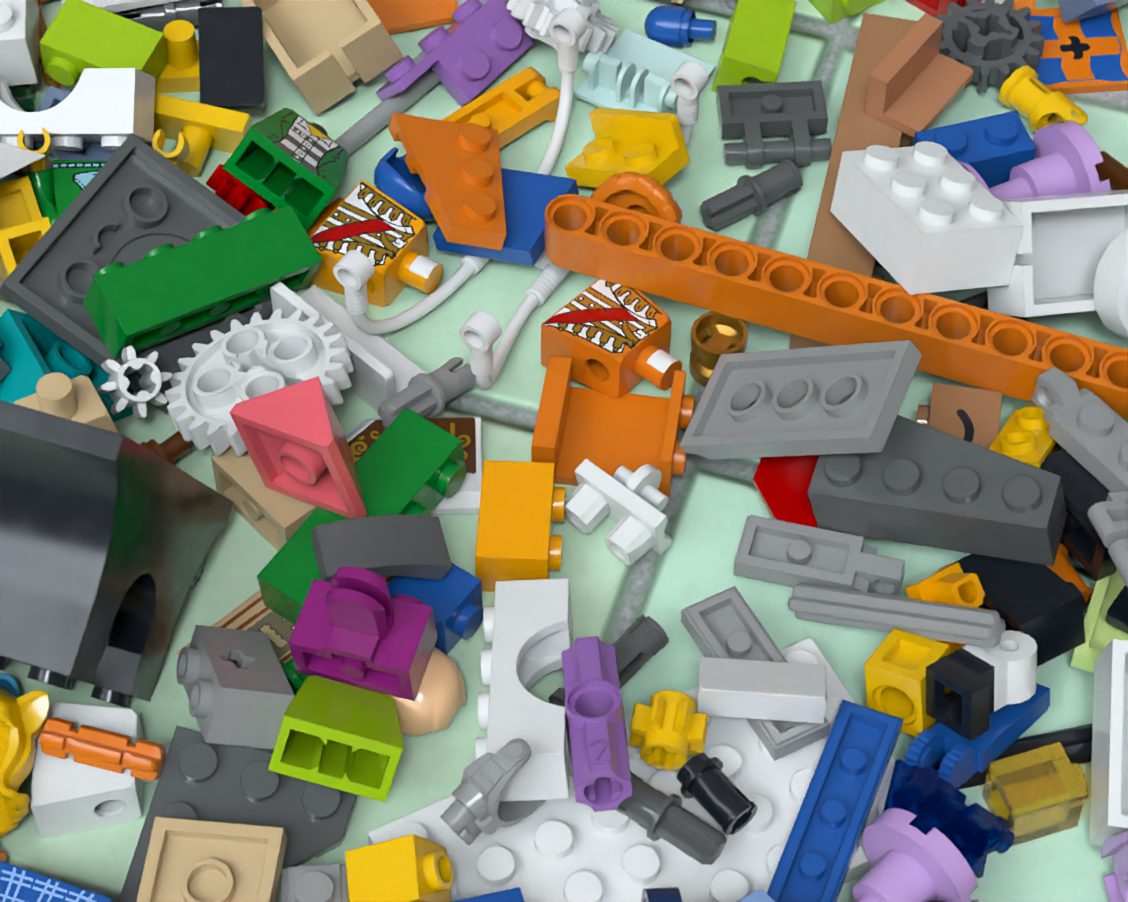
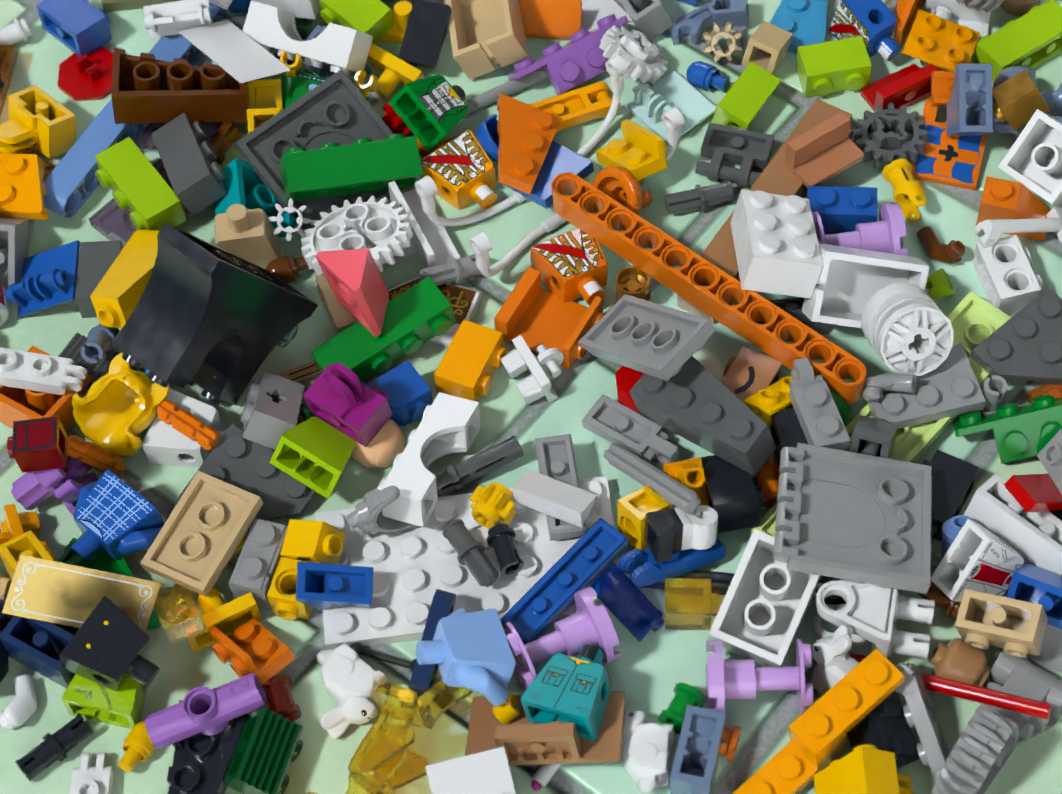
camera: 25 degrees right, 5 degrees up
(383, 545) = (378, 354): dark grey slope -> none
(596, 724) = (450, 489): medium lavender piece -> none

